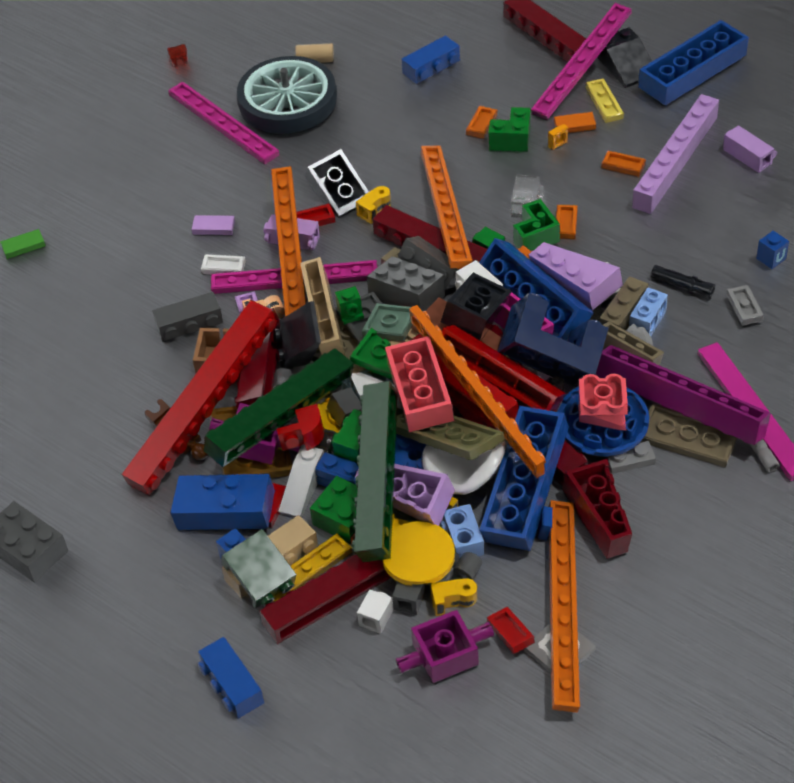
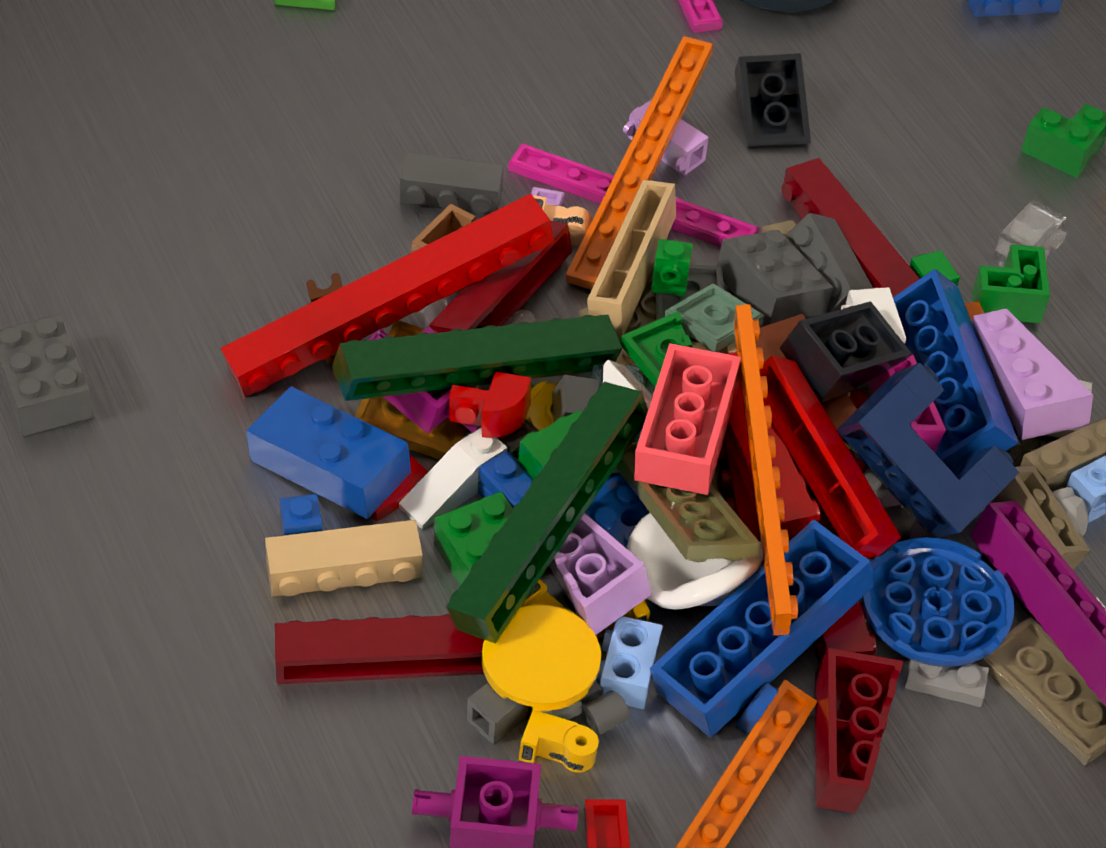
camera: 20 degrees right, 0 degrees up
(213, 225) = (569, 80): lavender tile -> none
(222, 264) = (546, 137): white tile -> none
(230, 678) = (178, 696): blue brick -> none
(259, 568) = (310, 566): panel -> none
(297, 337) = (569, 276): black slope -> none
(318, 561) = (384, 600): yellow tile -> none
(322, 214) = (722, 132): red tile -> none
(373, 203) = (805, 146): yellow leg -> none
(375, 611) = (434, 708): white brick -> none
(446, 207) = (900, 198): orange plate -> none
(480, 122) = (1026, 108): orange tile -> none
(567, 217) = (1070, 299): orange tile -> none
(603, 401) = (946, 574): coral piece -> none

